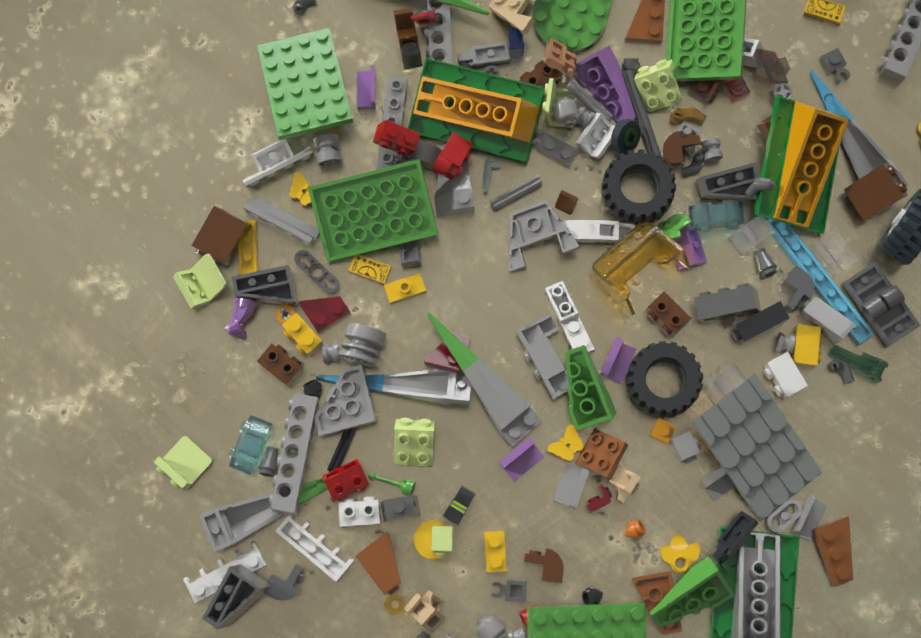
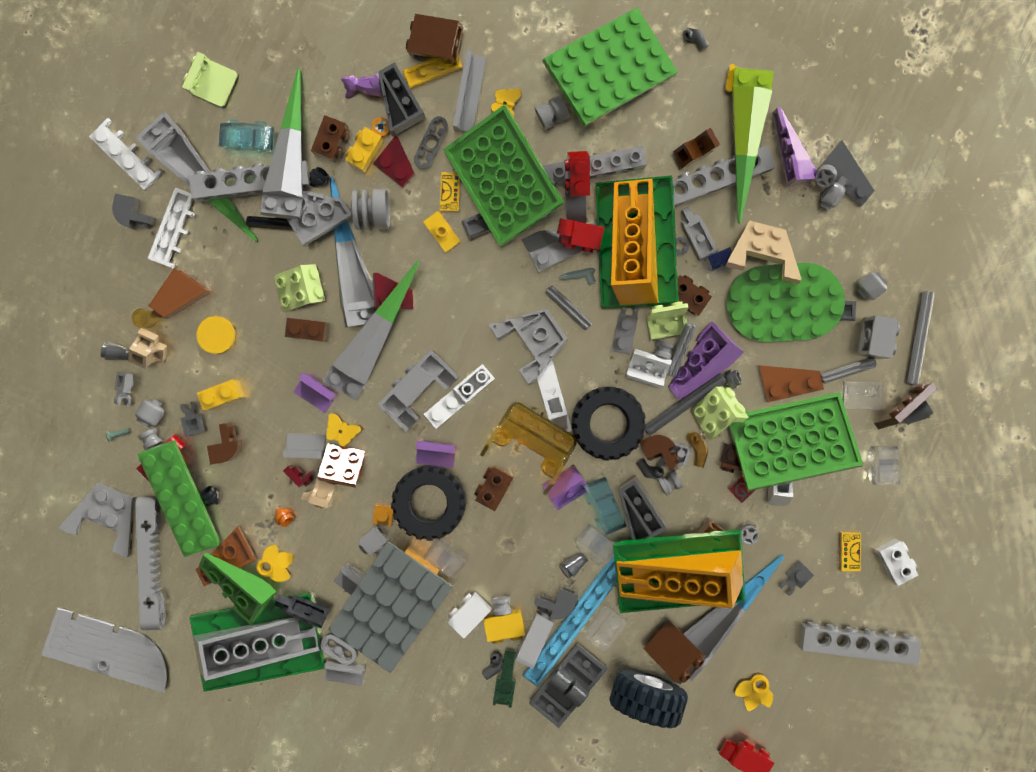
camera: 70 degrees right, 10 degrees up
(200, 282) = (382, 34): yellowish green bracket -> none
(234, 596) = (103, 169): dark grey wedge -> none
(268, 464) = (235, 159): dark grey cone -> none
(274, 158) = (527, 63): white bracket -> none
(307, 417) = (283, 183): none -> light grey plate
(330, 352) = (356, 181): light grey wheel -> none
(345, 480) = (241, 236): red brick -> none
(359, 513) = (217, 259): white brick -> none
(366, 89) = (626, 129): medium lavender panel -> none
(400, 508) = (231, 295): dark grey torso -> none
(406, 486) = (255, 294): bright green hinge -> none
(411, 55) = (673, 161): clear smoke bracket -> none
(424, 17) = (715, 160): red slope -> none
(442, 540) = (211, 343): yellowish green brick -> none
(458, 445) = (306, 329): none -> reddish brown brick
(459, 505) = (252, 348): black leg -> none
(559, 58) = (718, 303): nougat plate -> none
(565, 111) = (660, 330): light grey head -> none
(566, 202) = (573, 358): reddish brown slope -> none
(586, 391) = (390, 436): bright green wedge -> none
(625, 135) = (656, 395): black wheel -> none
(674, 224) = (580, 466): bright green plate -> none
(727, 303) = (521, 541): dark grey wedge -> none
(760, 184) = (643, 540): dark grey arm -> none
(760, 323) = (511, 577): black slope -> none
(775, 67) = (773, 519): clear smoke piece -> none
(835, 548) = (323, 704): dark orange wing -> none

